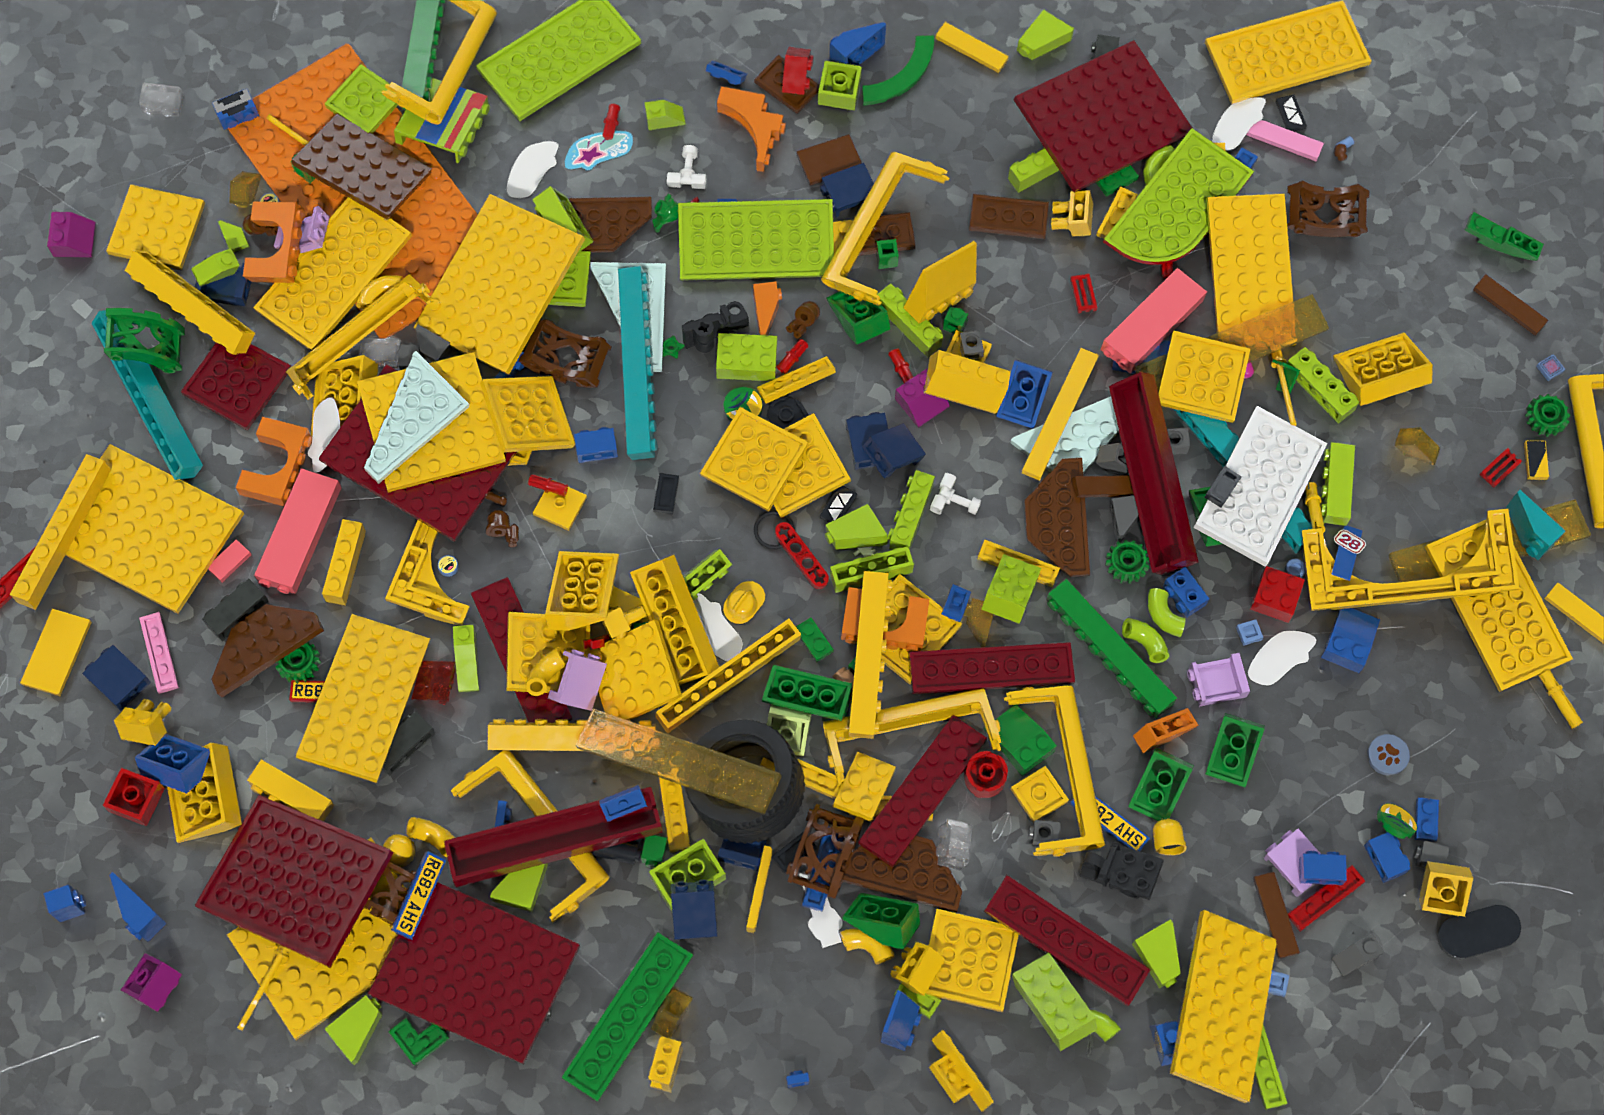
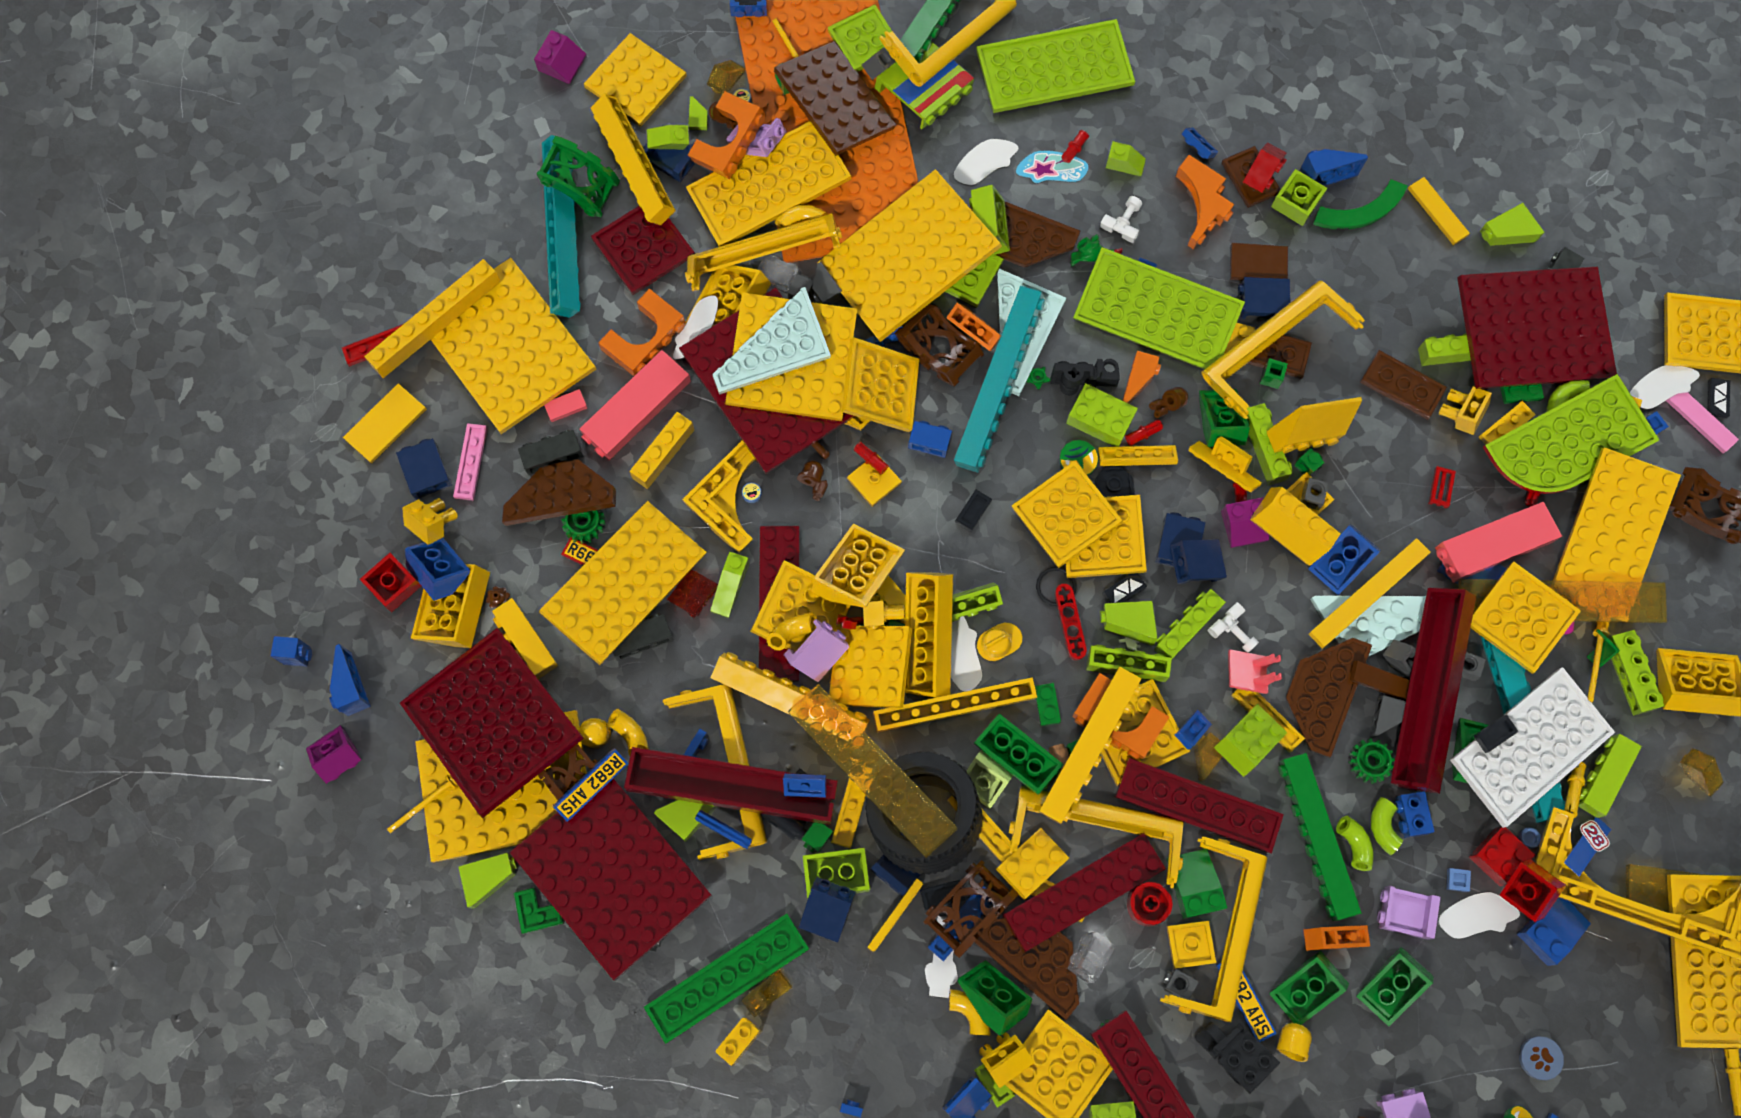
camera: 25 degrees right, 5 degrees up
(245, 766) = (497, 597): none -> reddish brown plant
(389, 118) = (878, 63): none -> dark grey brick
(563, 881) = (723, 829): none -> blue axle
(591, 324) = (974, 326): none -> orange slope
(880, 348) = (1228, 460): none -> yellow bracket
(984, 529) = (1249, 671): none -> coral plate
(1314, 609) = (1532, 890): none -> red brick

